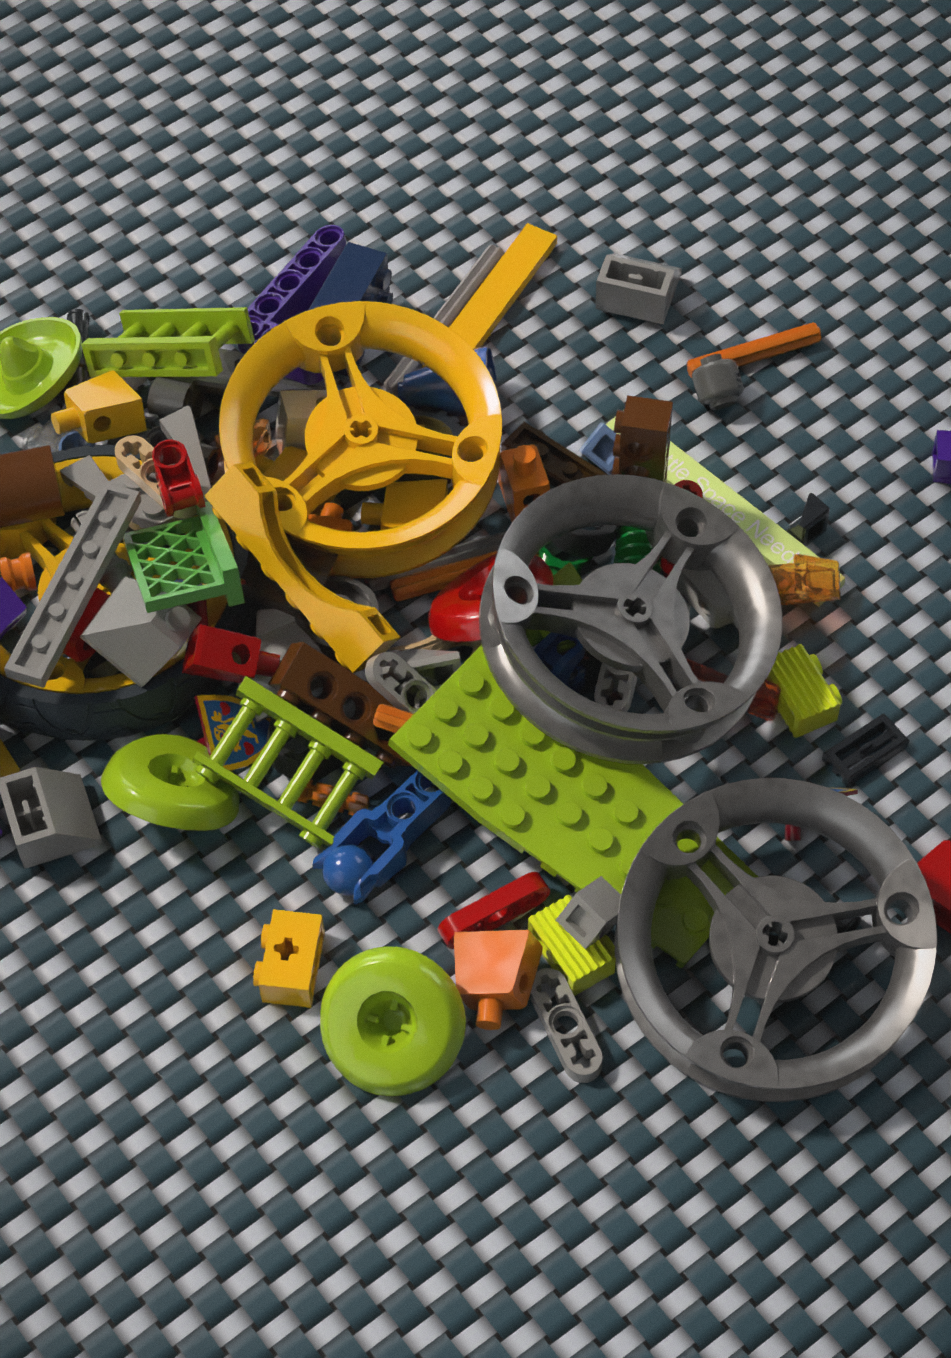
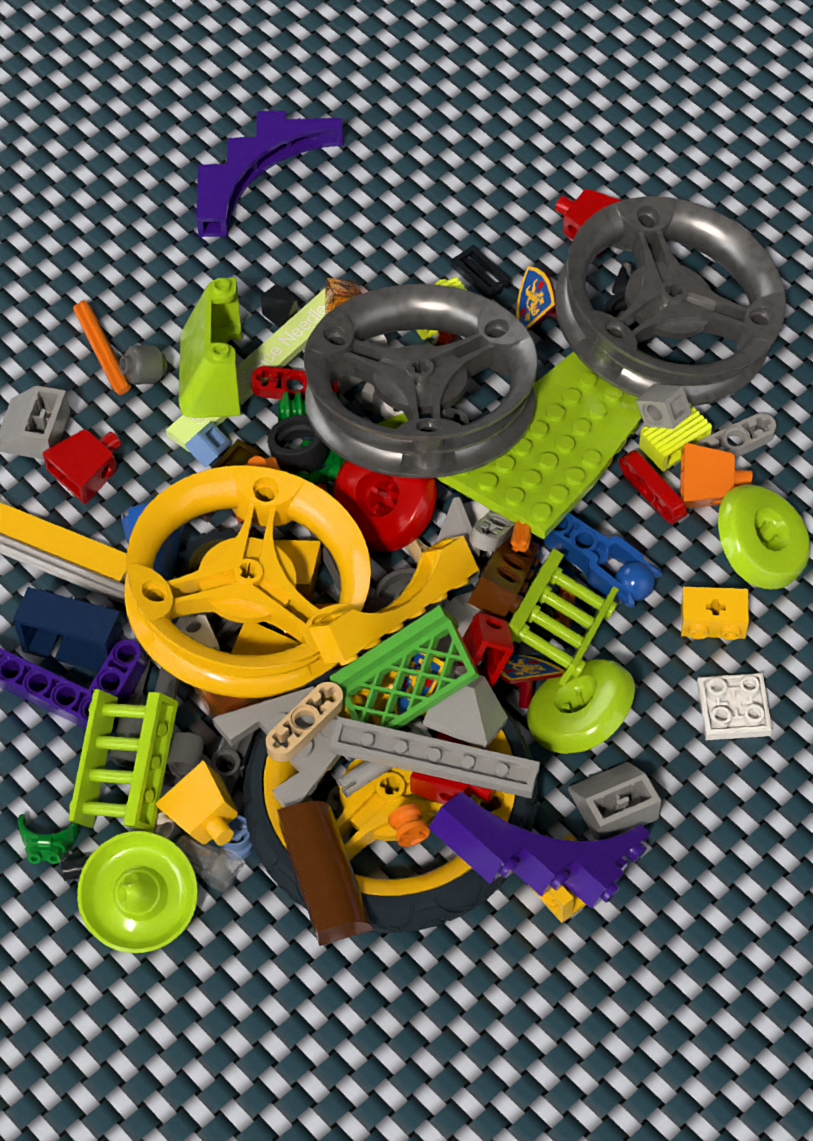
camera: 95 degrees left, 0 degrees up
(103, 296) = (47, 847): none -> green helmet
(161, 972) = (734, 706): none -> white tile
(178, 482) = (329, 687): red piece -> none
(582, 330) = (83, 462): none -> red torso
(643, 438) = (255, 384): reddish brown brick -> none
(755, 431) = (206, 361): none -> lime windscreen

